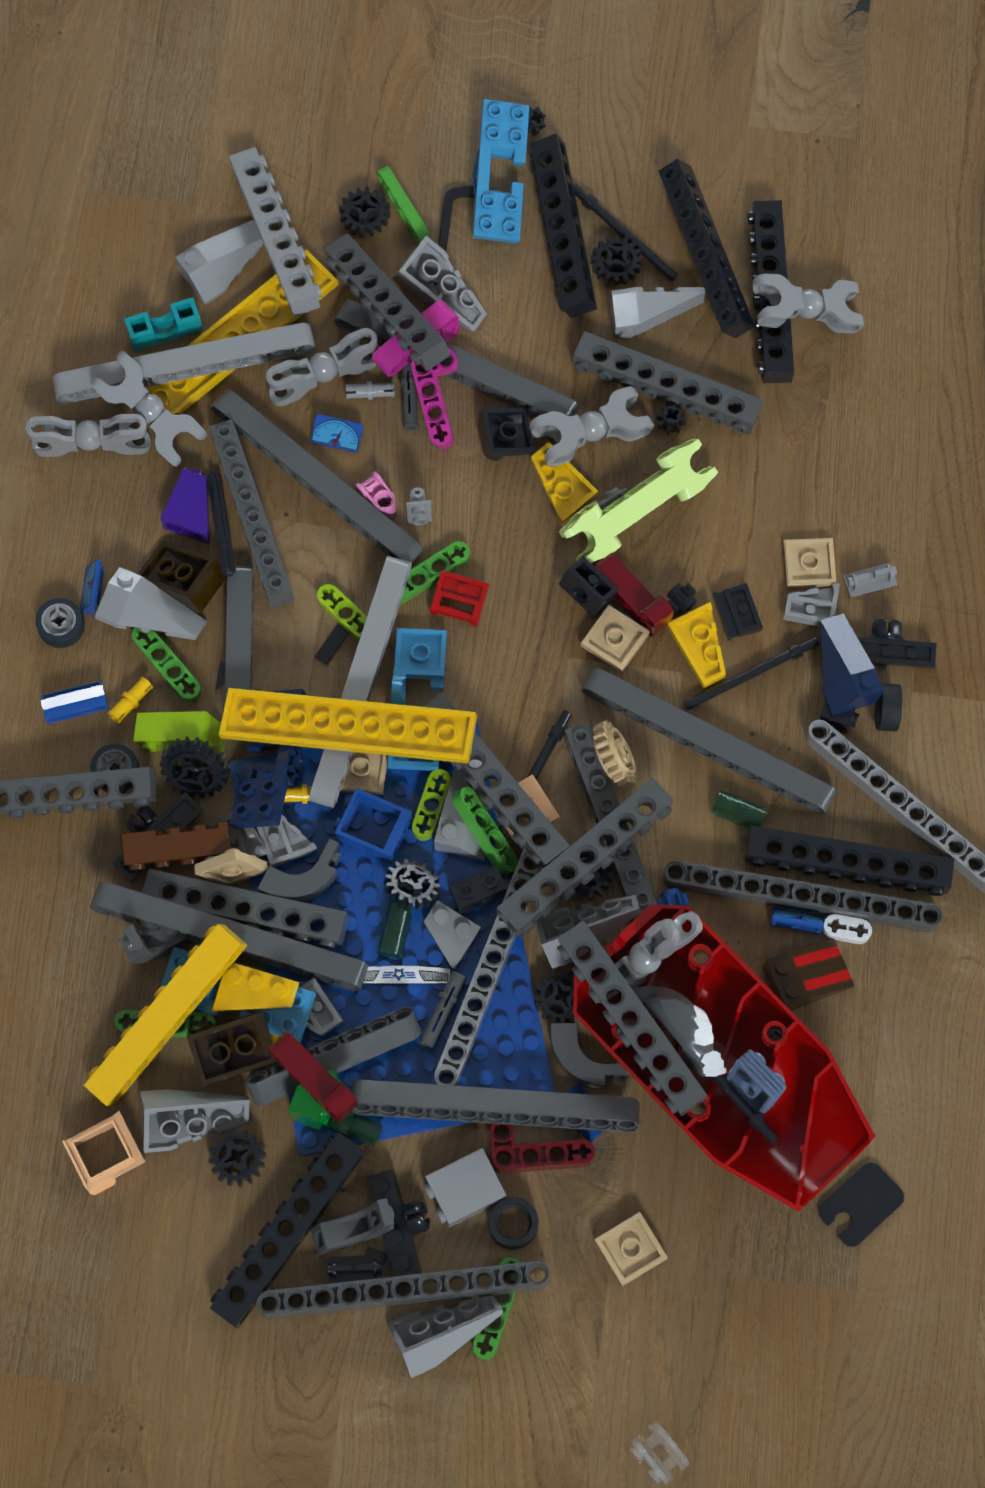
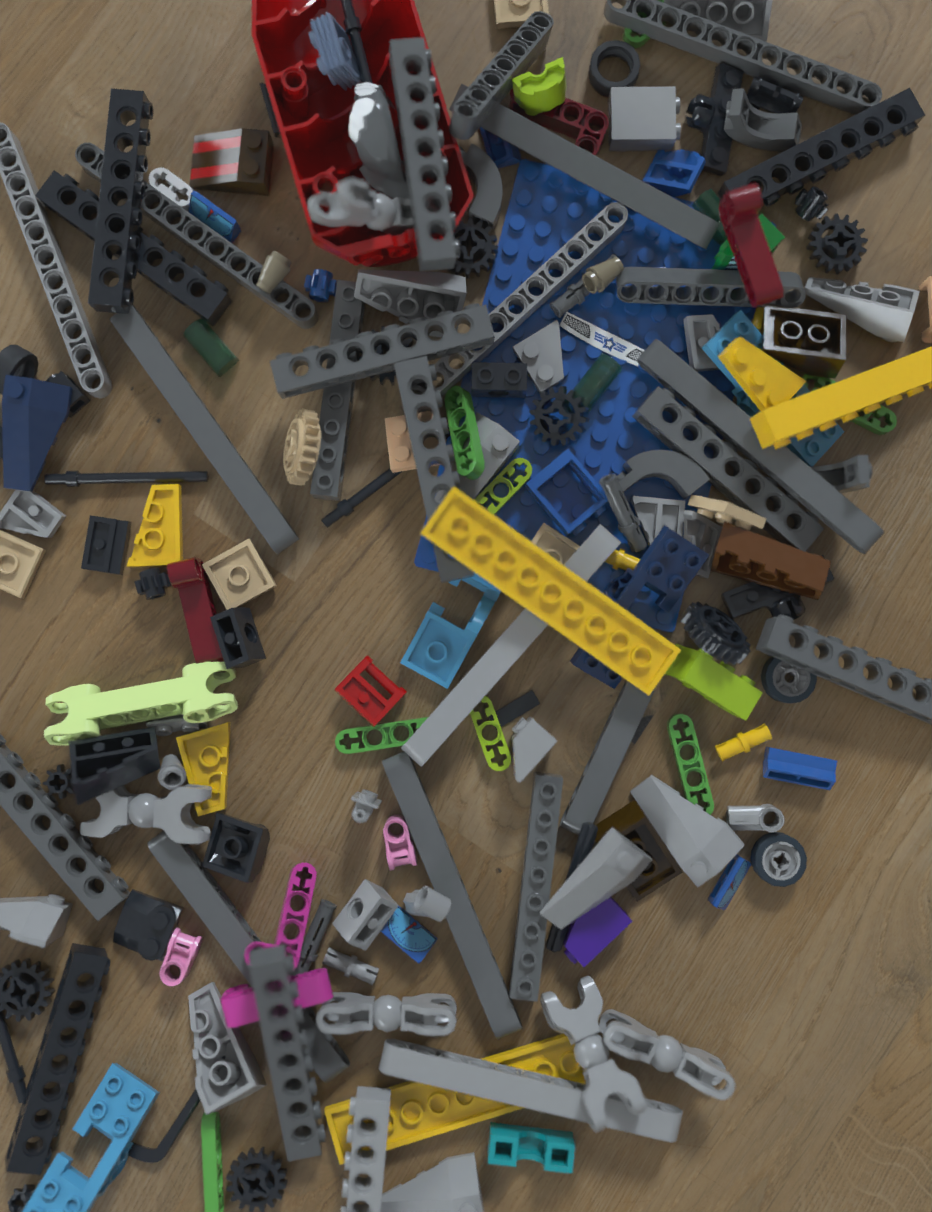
camera: 150 degrees left, 15 degrees up
(96, 643) = (752, 818): none -> light grey piece
(202, 540) = (603, 873): none -> light grey wedge
(276, 1181) = (811, 203): none -> black gear
(307, 612) = (529, 746): none -> light grey slope
(310, 822) = (627, 521): none -> dark grey pin
(331, 457) = (427, 903): none -> light grey piece
(377, 429) = (365, 915): none -> light grey brick
(413, 1156) = (674, 171): none -> blue slope
(431, 1017) = (602, 274): none -> dark tan cone
(507, 339) = (180, 952): none -> bright pink piece
(546, 348) = (147, 925): none -> black slope
(558, 1149) = (541, 91): none -> lime cylinder
(586, 462) = (171, 772): none -> light grey cone
(608, 1156) = (496, 79): none -> dark grey beam
(636, 446) = (111, 761): none -> black wedge
(715, 886) = (273, 271): none -> dark tan cone
(846, 797) = (123, 107): none -> black brick

